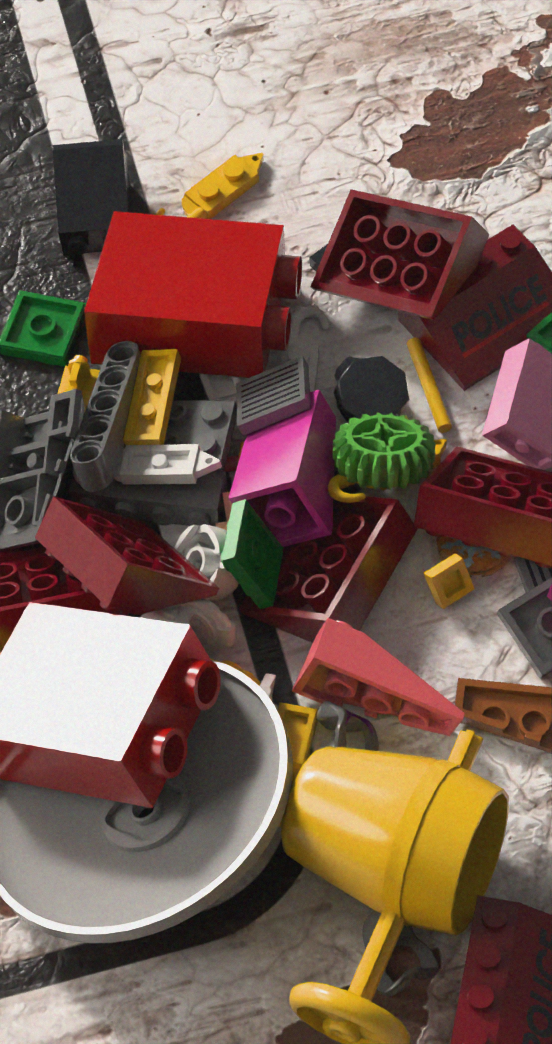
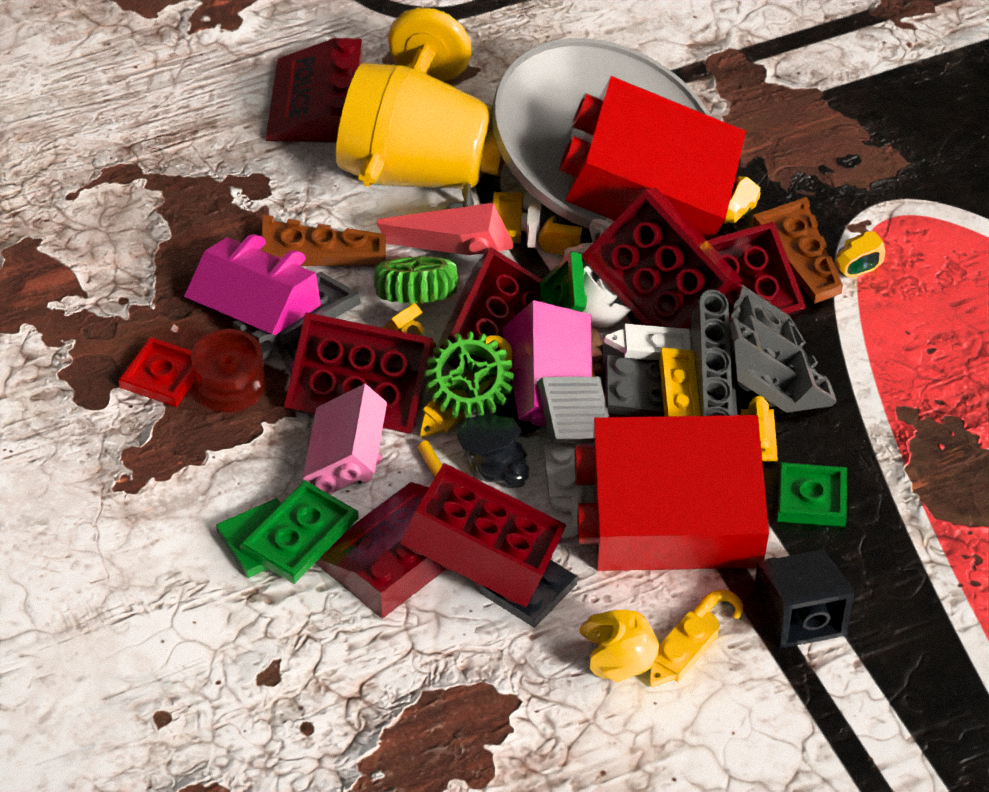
camera: 165 degrees right, 10 degrees down
(285, 153) = (625, 644): none -> yellow helmet
(392, 606) = (416, 279): none -> bright green gear

